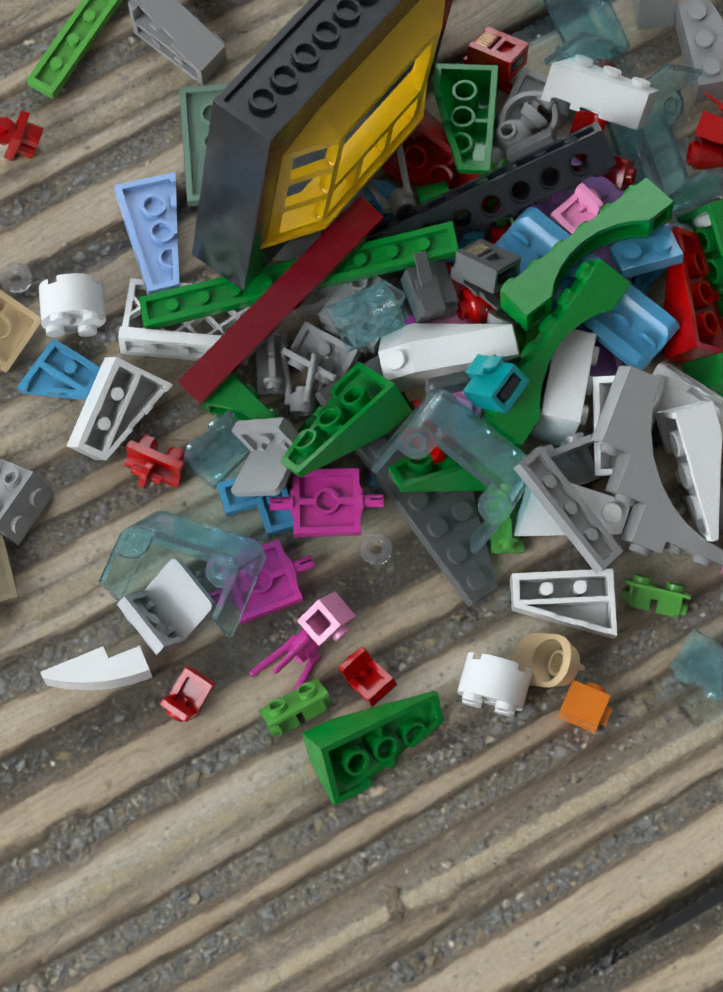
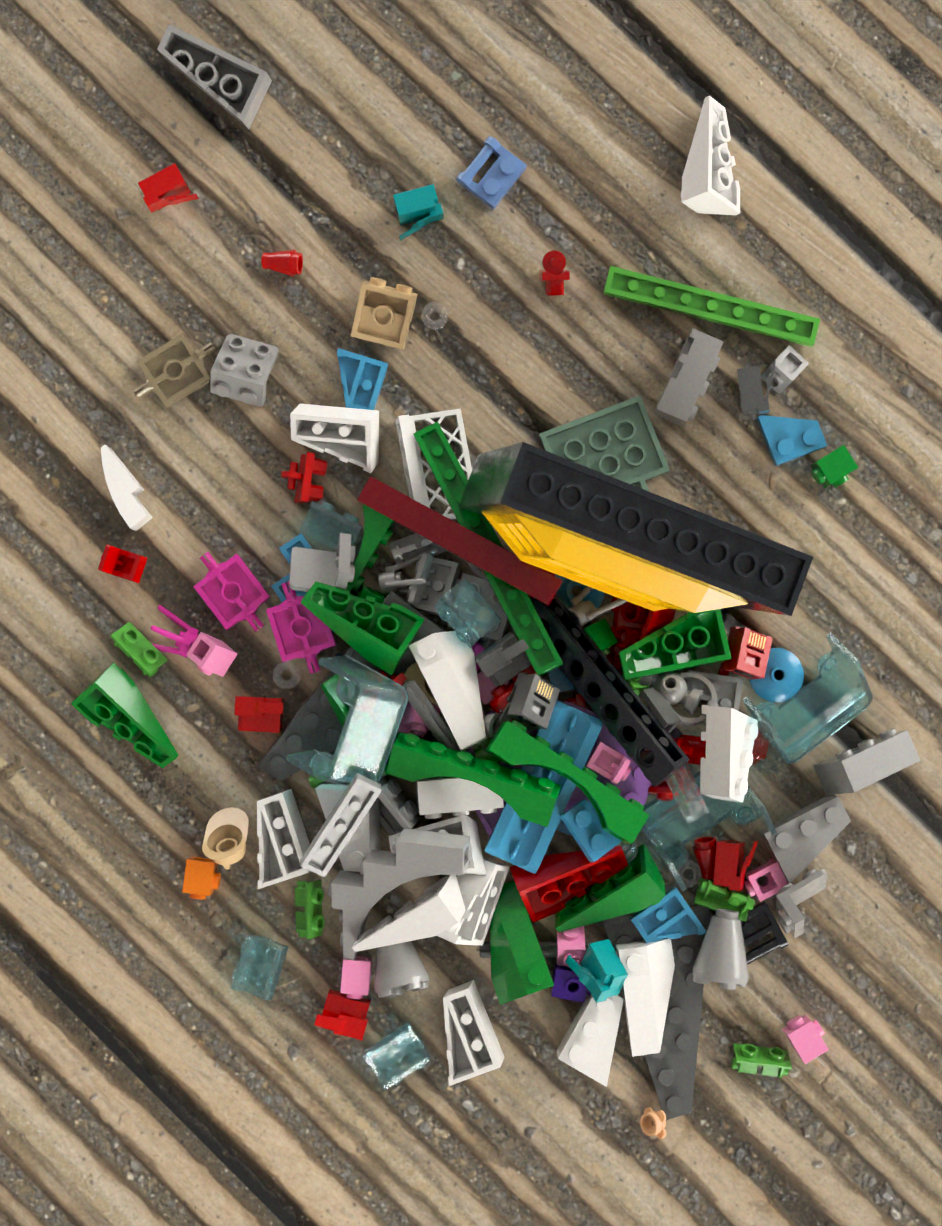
camera: 70 degrees right, 15 degrees up
(72, 305) = (416, 369): white brick -> none
(151, 224) = (510, 411): light blue wing -> none
(168, 608) = (184, 526): light grey bracket -> none
(231, 559) = (239, 561): clear light blue windscreen -> none
(366, 676) = (176, 699): red bracket -> none
(412, 586) = (259, 714): none -> red piece
(494, 383) = (422, 738): teal piece -> none
(495, 683) = (194, 801): white brick -> none
(544, 40) = (792, 679): none -> dark azure dish
(637, 146) = (687, 794): none -> clear plate

